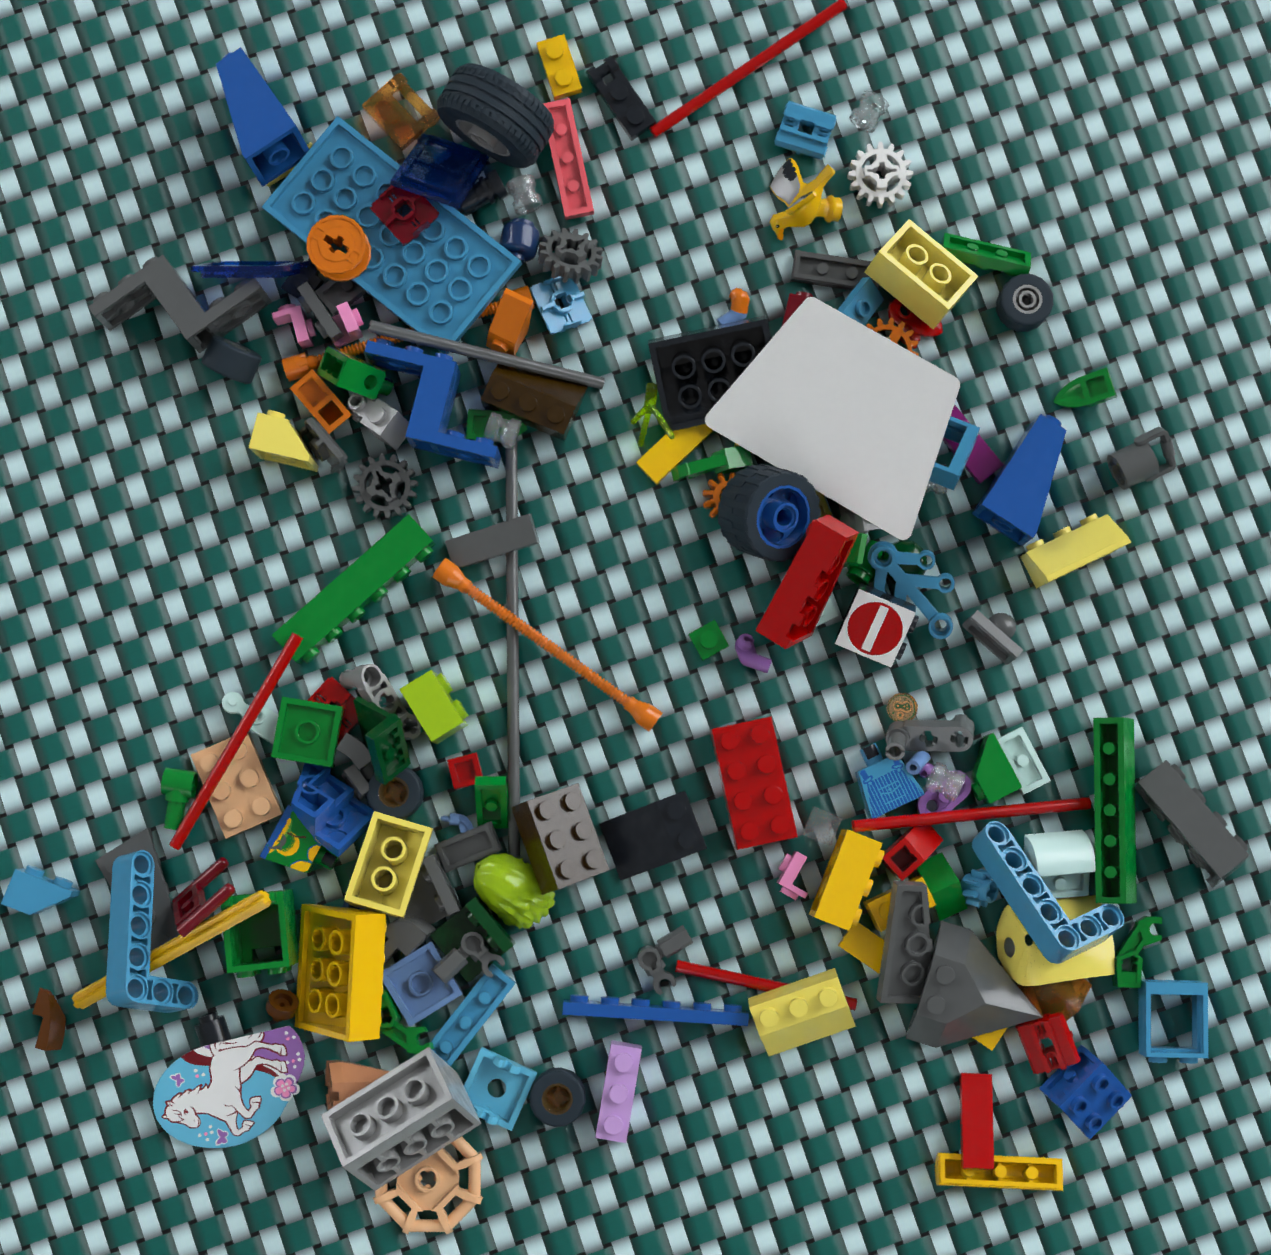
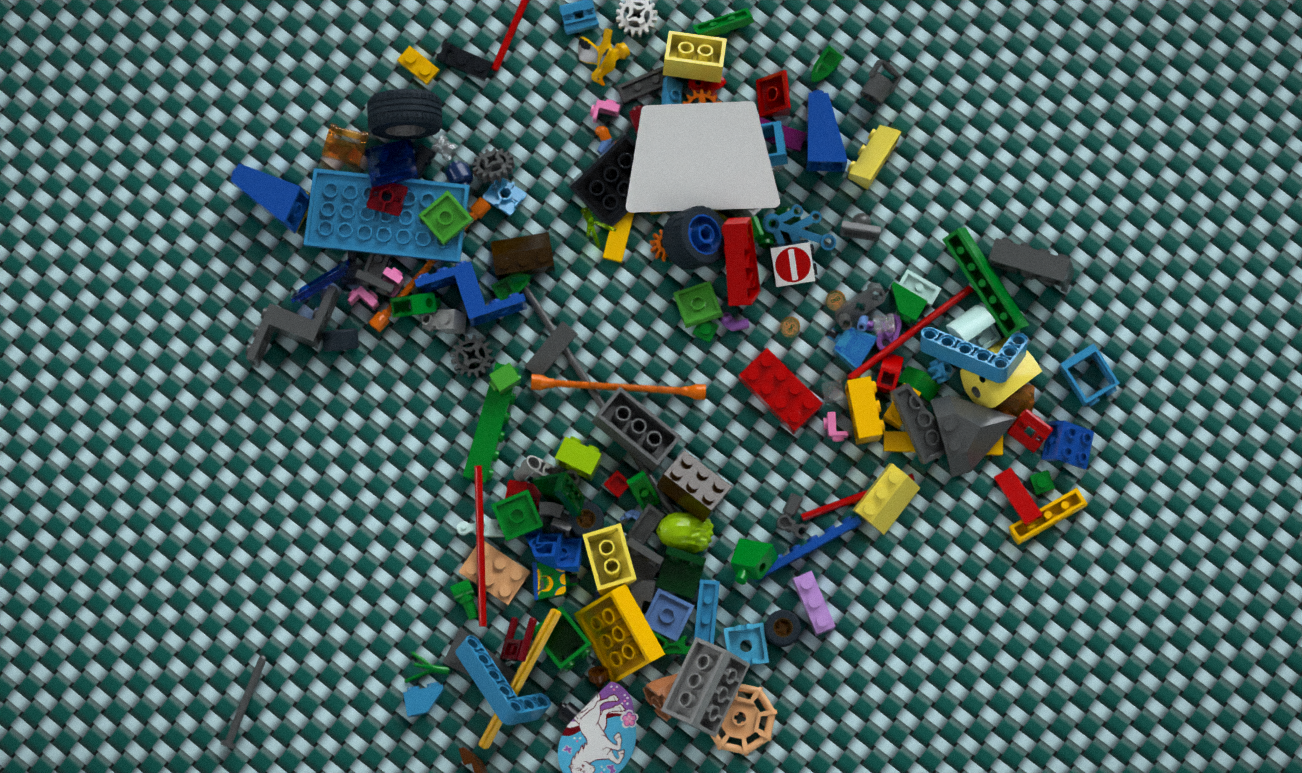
camera: 30 degrees left, 5 degrees down
(69, 857) = (430, 668): none -> green plant
(280, 442) = (400, 367): light yellow slope -> none
(320, 401) = (406, 332): orange brick -> none
(323, 445) = (423, 355): dark grey piece -> none
(342, 232) = (357, 231): orange piece -> none
(402, 543) = (504, 379): none -> bright green brick
(462, 284) = (445, 217): none -> bright green tile
(471, 946) = (684, 575): dark grey bar -> none
(485, 354) = (483, 248): dark grey piece -> none
(509, 431) = (523, 283): clear wheel -> none
(510, 323) = (484, 223): orange slope -> none
(533, 716) = (636, 429): none -> dark grey brick
(569, 161) = (459, 115): coral plate -> none
(572, 985) = (752, 560): none -> green torso
(653, 835) = (743, 454): black slope -> none
(719, 601) = (698, 304): none -> bright green tile
(721, 461) = (651, 226): green piece -> none
(767, 271) = (607, 107): none -> bright pink bracket
(820, 705) = (790, 326): none -> clear orange tile
(992, 388) = (773, 95): none -> red slope
(1017, 311) = (761, 44): black wheel -> none
(1019, 1119) = (1041, 482): none -> green plate
(1131, 947) = (1042, 351): green piece -> none

